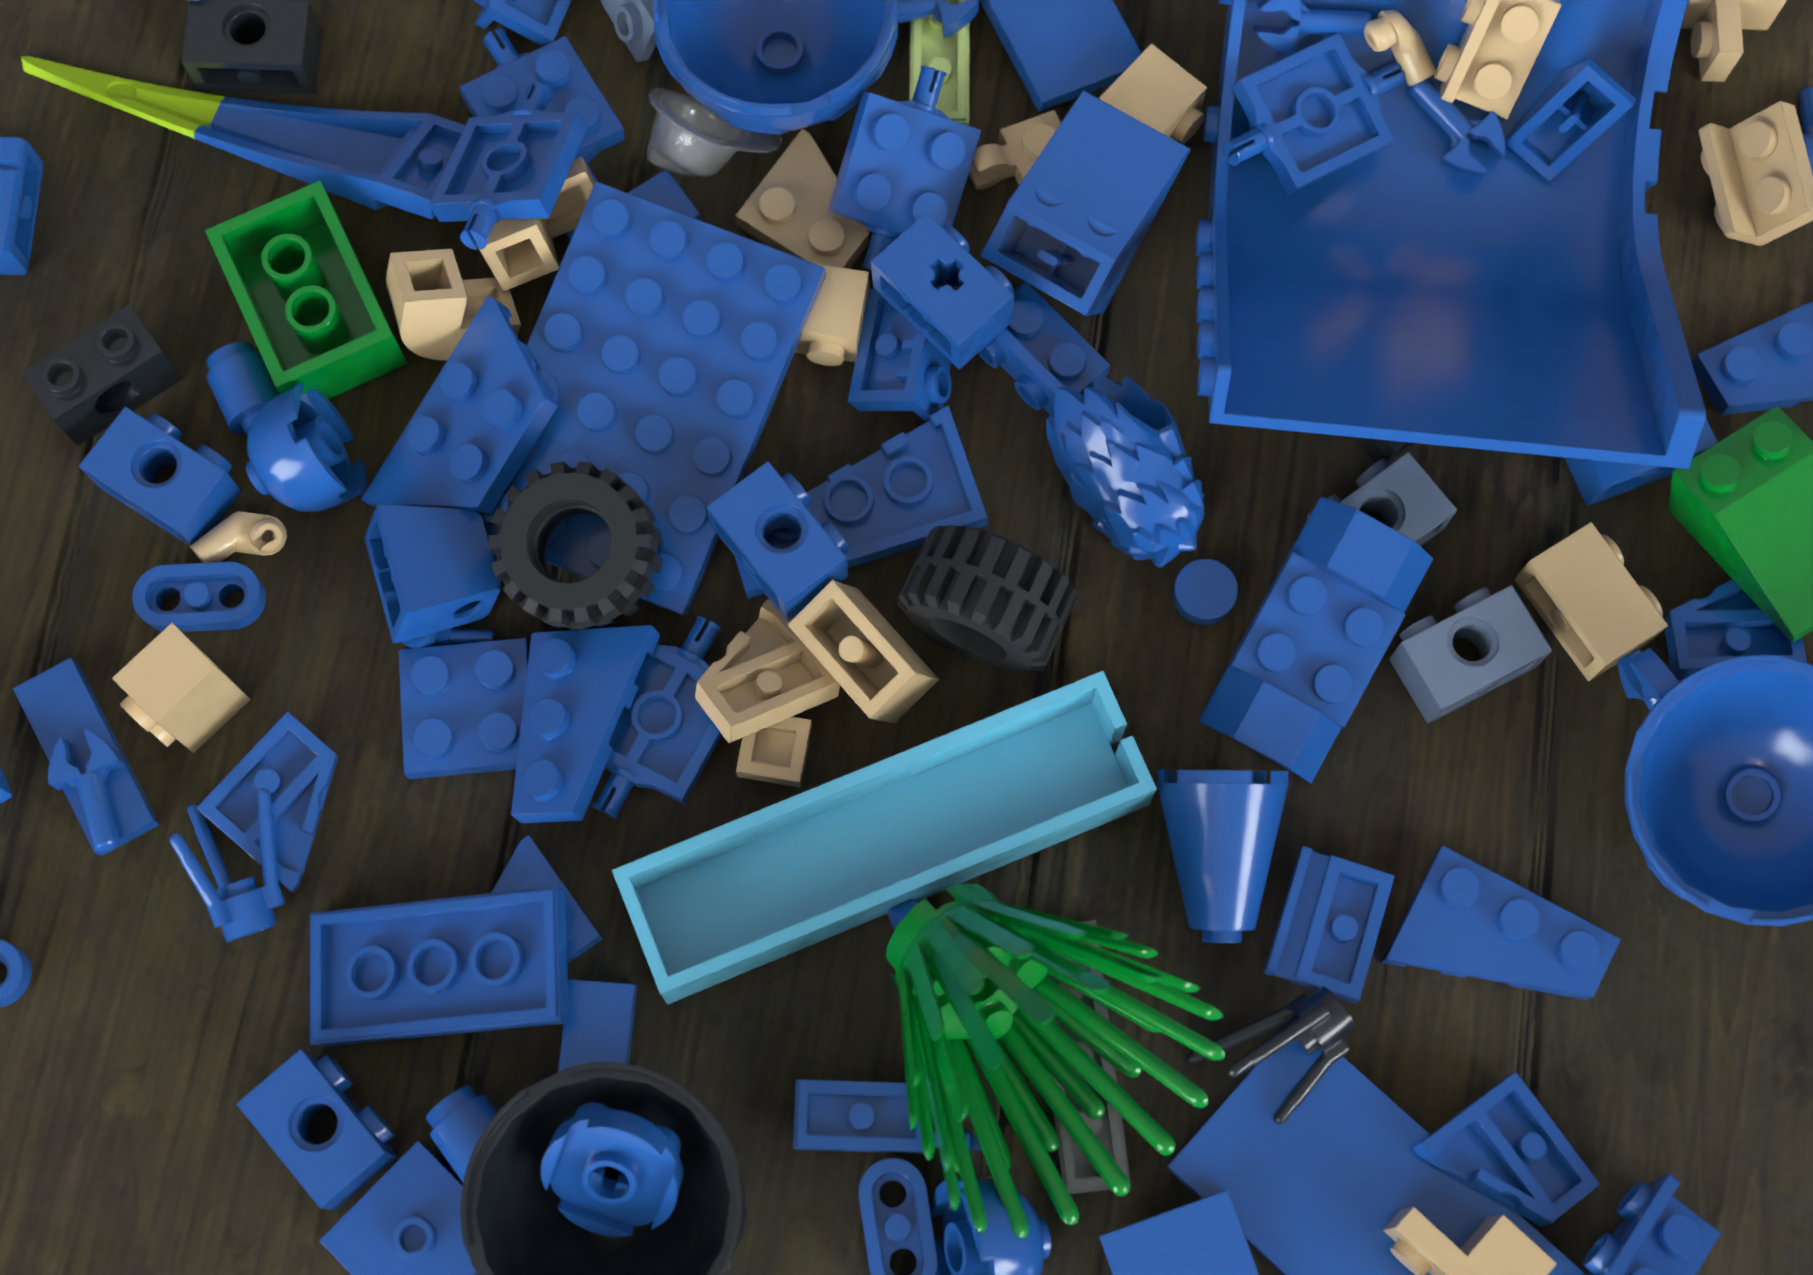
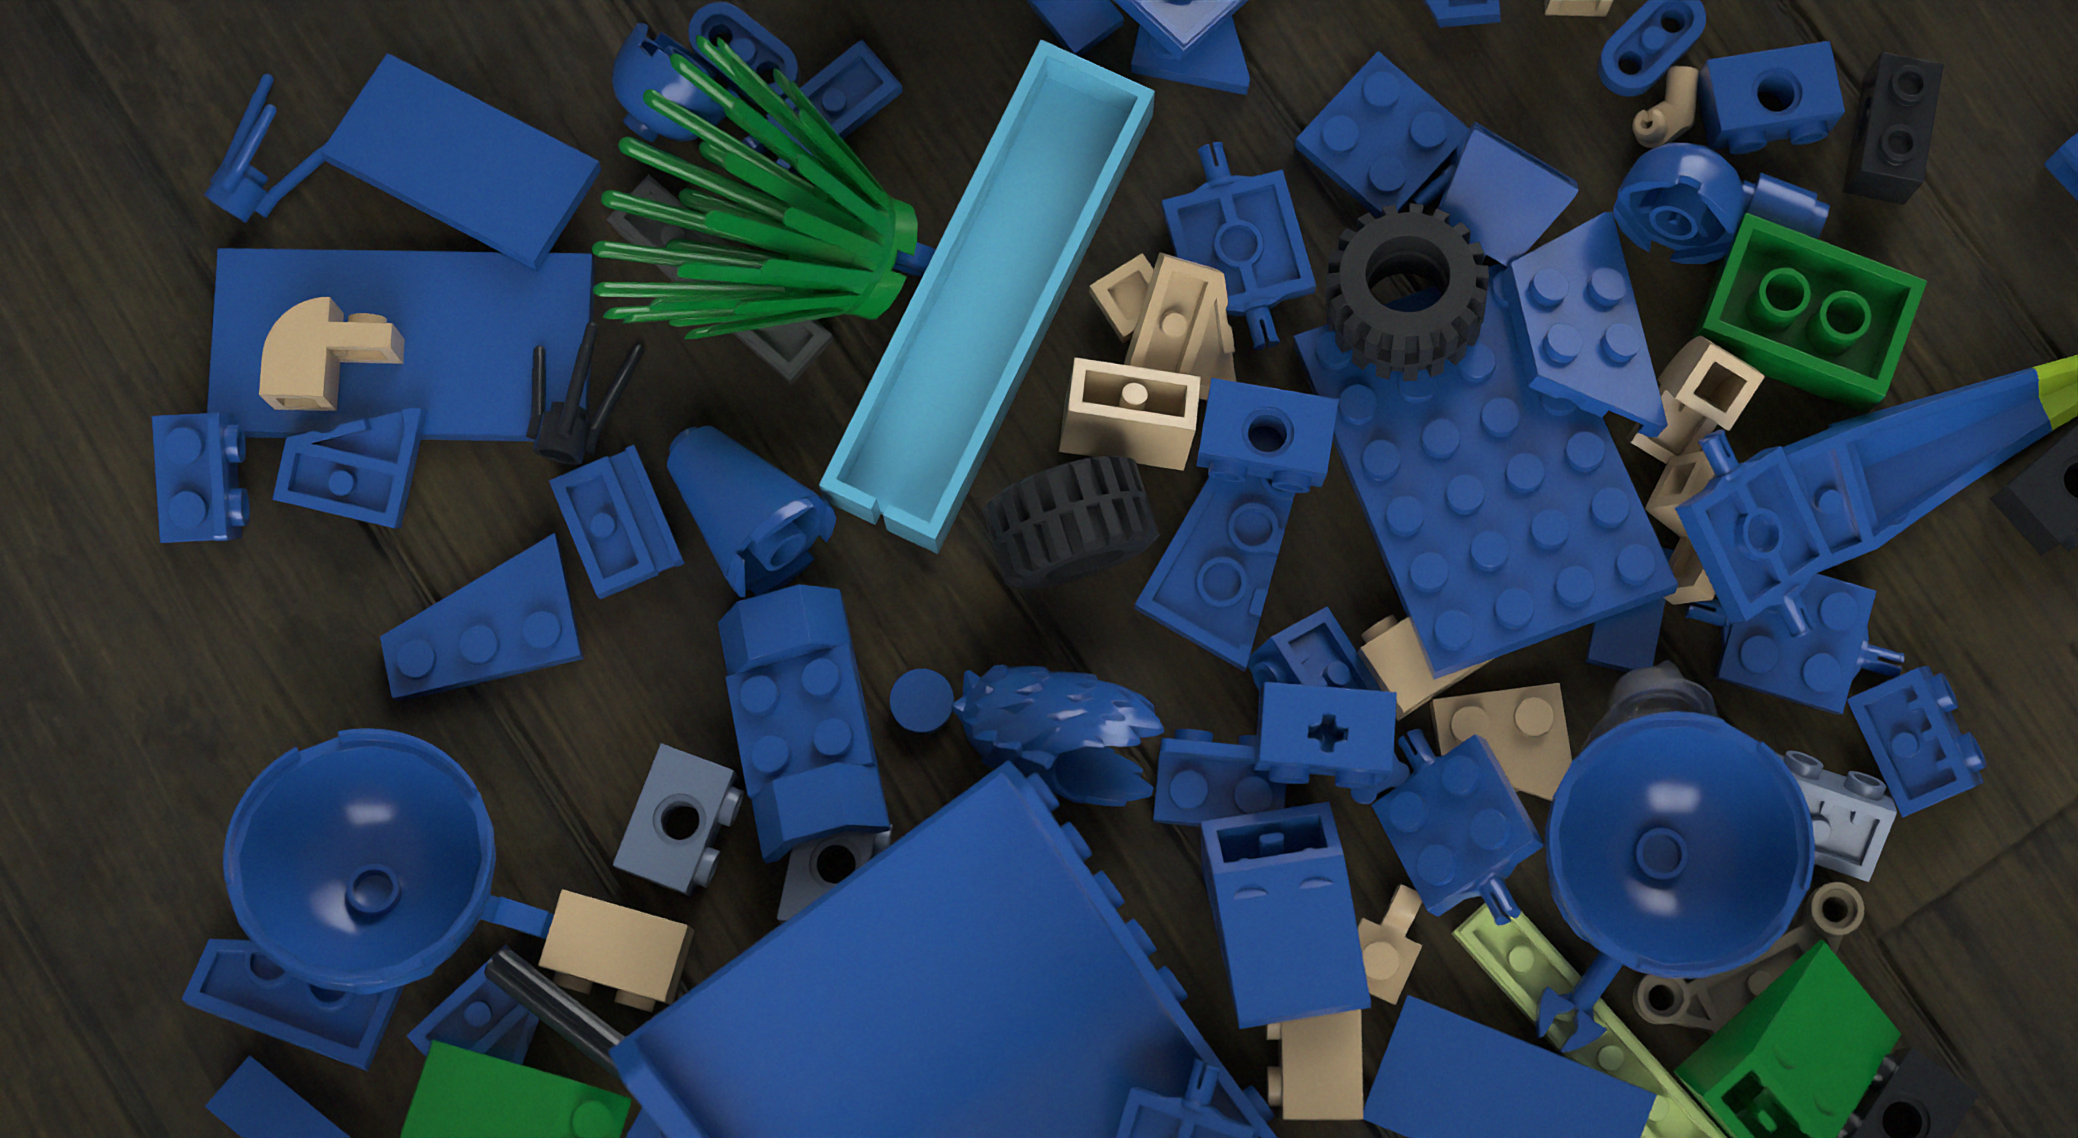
camera: 140 degrees right, 5 degrees up
(569, 713) = (1294, 181): blue wing -> none
(1674, 562) = (554, 1007): none -> black axle

